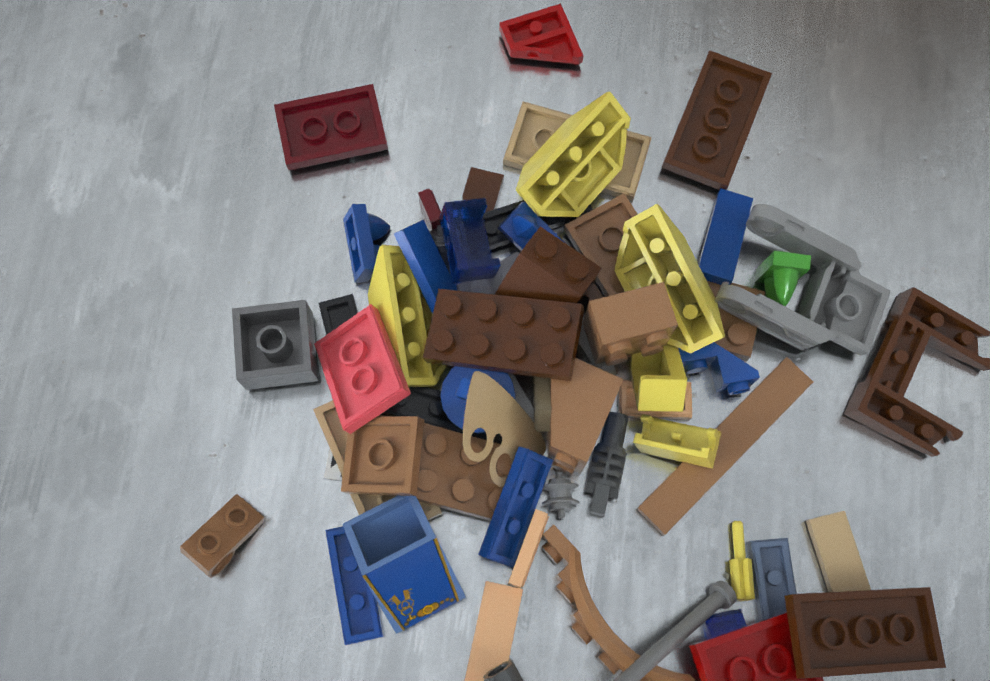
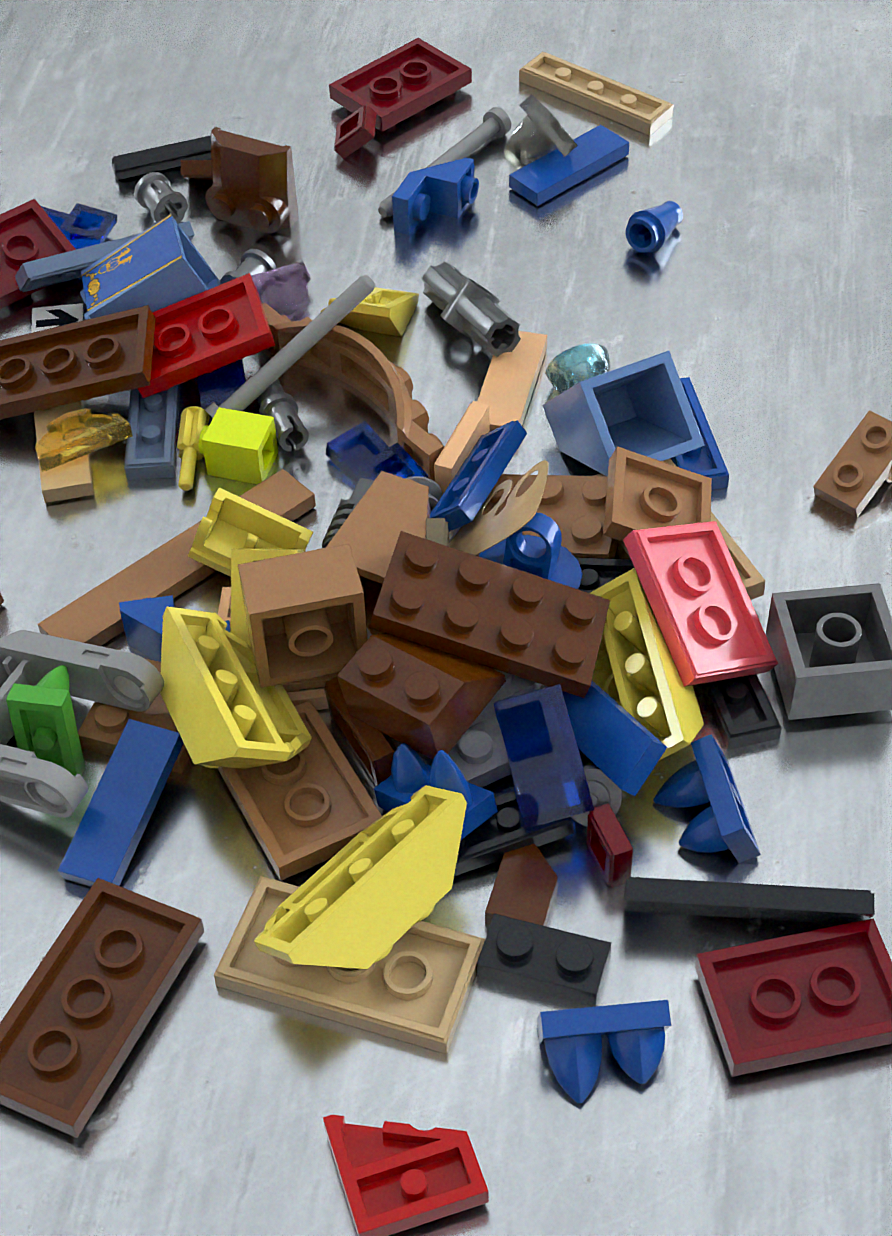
camera: 175 degrees left, 25 degrees down
(354, 175) = (748, 900): none -> black tile
(433, 643) = (577, 365): none -> clear light blue brick
(440, 106) = (576, 1037): none -> blue tile
(469, 150) = (544, 960): none -> black plate
(597, 547) = (364, 455): none -> clear blue slope
(675, 598) = (284, 409): none -> flat silver pin
(703, 555) = (239, 445): none -> neon yellow brick
(831, 555) = (78, 435): none -> clear yellow plate

